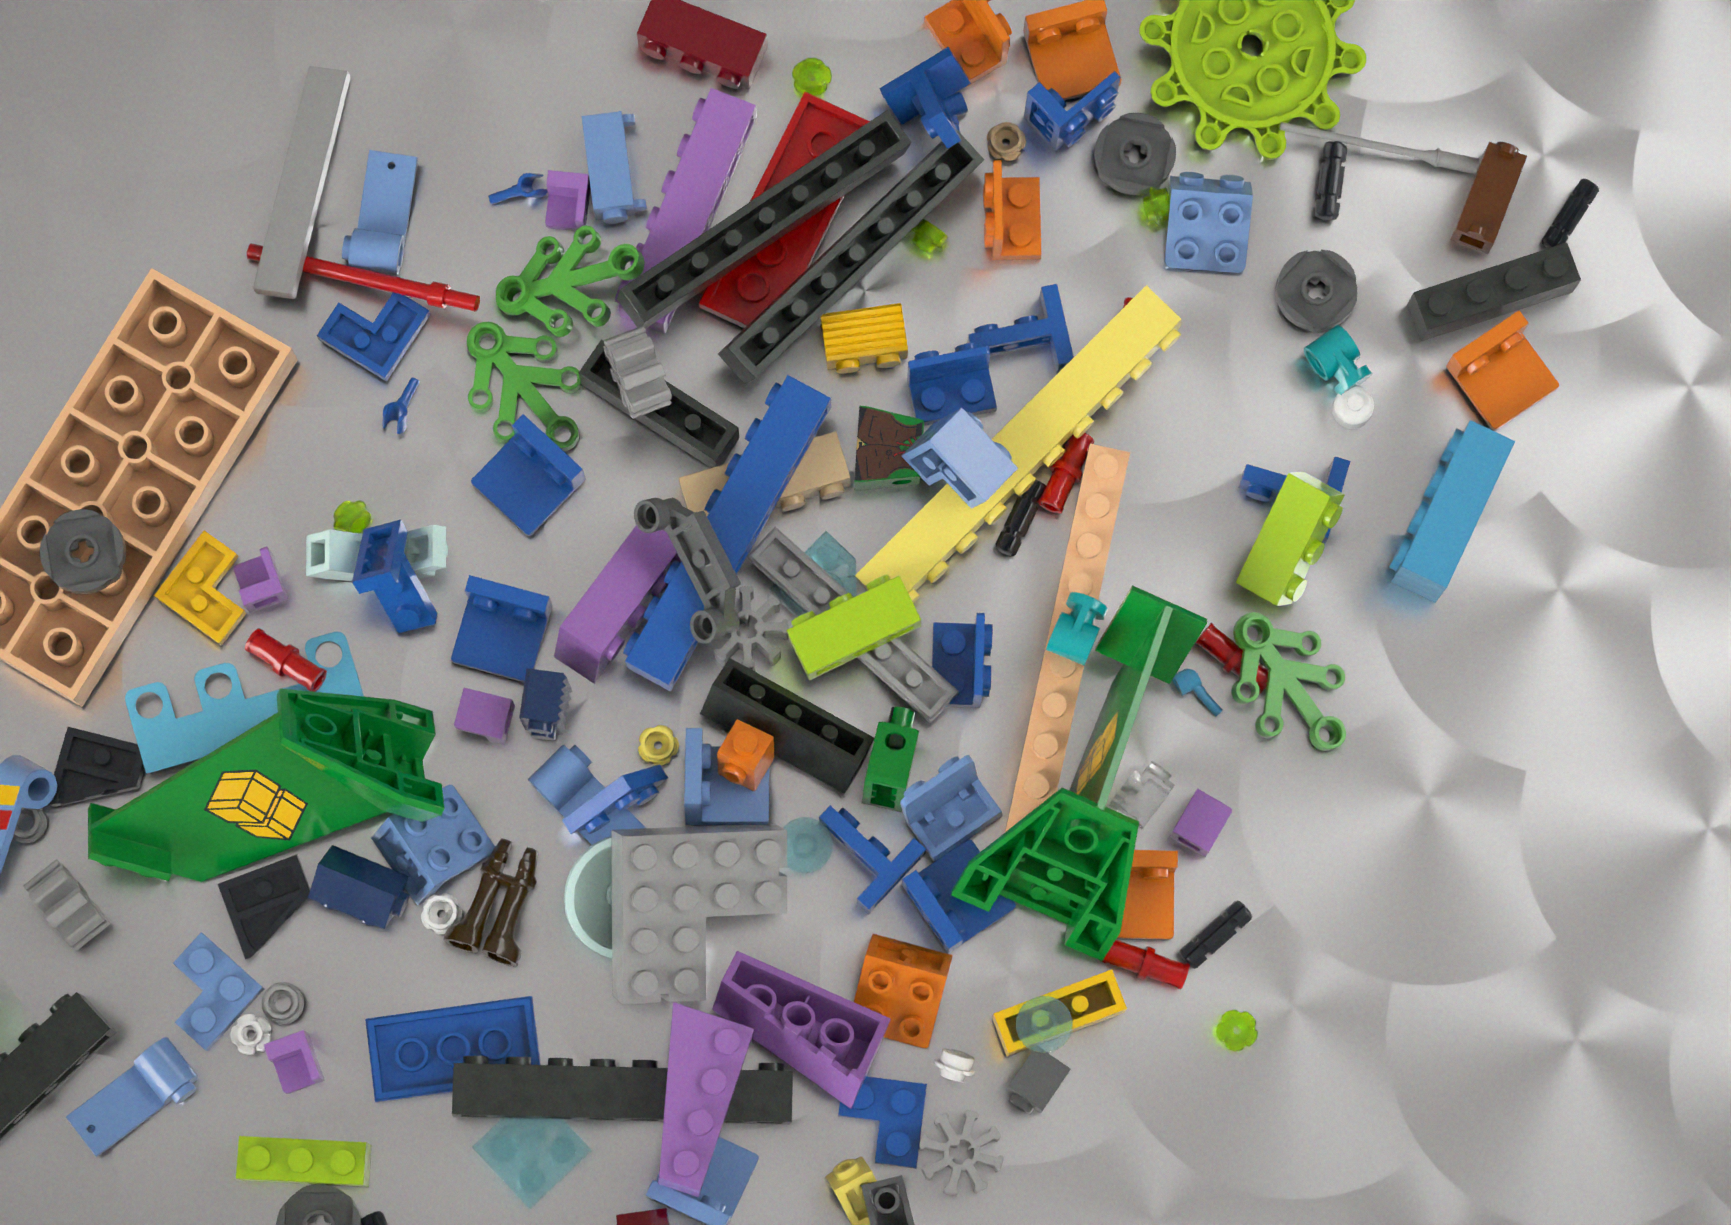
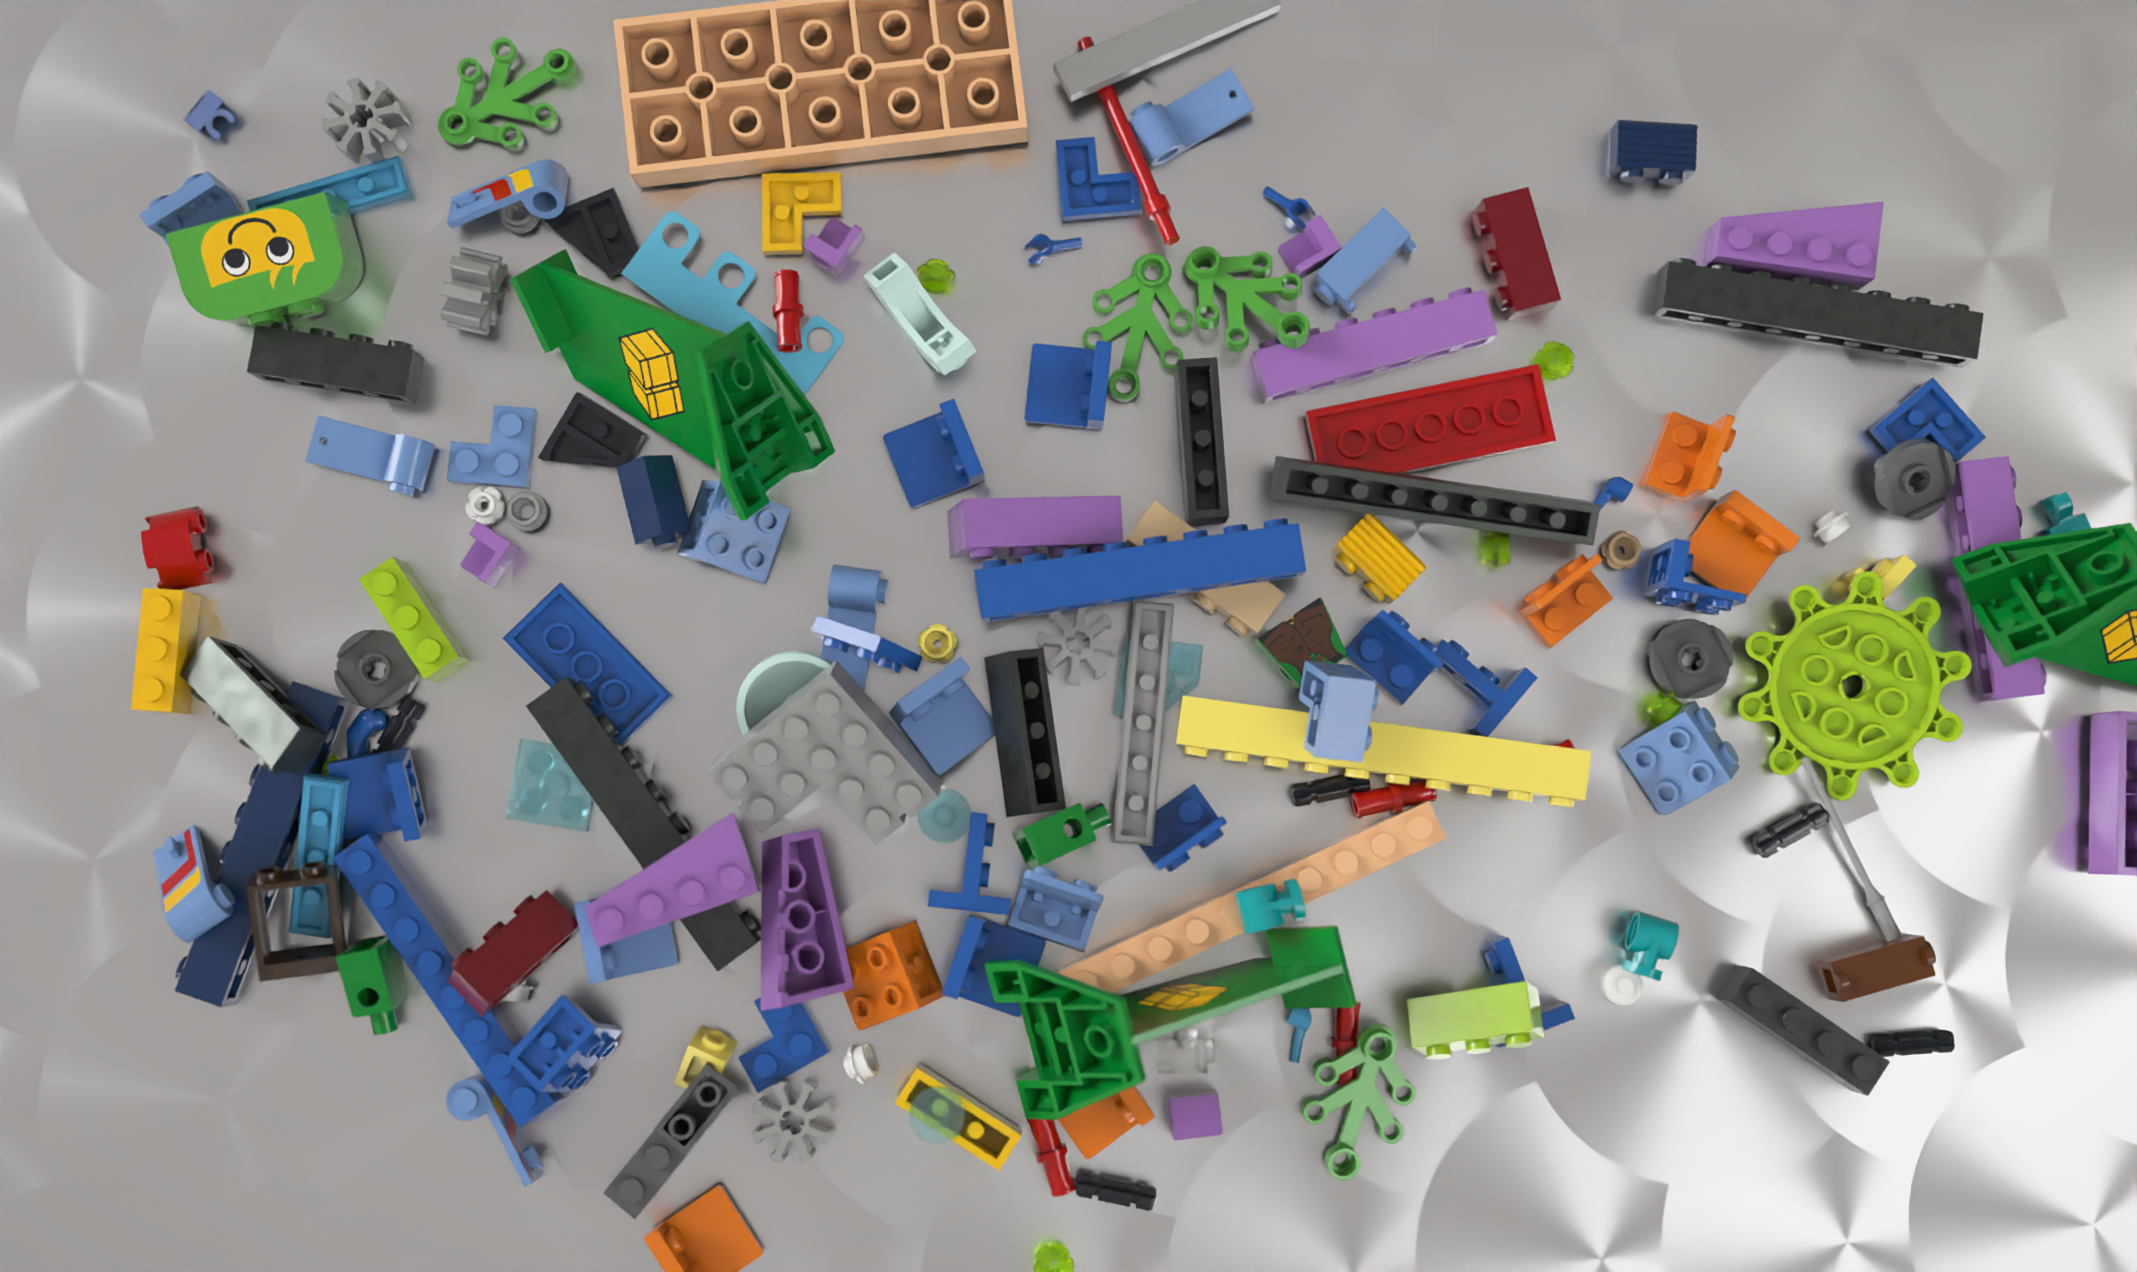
camera: 50 degrees right, 5 degrees up
(64, 537) = (746, 69): dark grey plate -> none
(387, 571) = (907, 335): blue bracket -> none
(432, 905) = (690, 586): white plate -> none
(485, 715) = (858, 494): medium lavender panel -> none
(500, 942) = (694, 639): dark brown piece -> none
(545, 703) = (899, 533): dark blue brick -> none
(637, 372) = (1209, 404): light grey gear -> none
(703, 561) = (1097, 570): dark grey plate -> none
(745, 755) = (975, 718): orange brick -> none
(764, 220) = (1410, 410): pearl dark grey brick -> none
(853, 626) = (1139, 725): lime brick -> none
(923, 92) = (1611, 455): blue bracket -> none
(1037, 1081) = (892, 1139): dark grey brick -> none
(1314, 267) = (1709, 868): dark grey plate -> none
(1455, 505) = (1597, 1130): dark azure brick -> none
(1502, 372) = (1741, 1086): orange bracket -> none

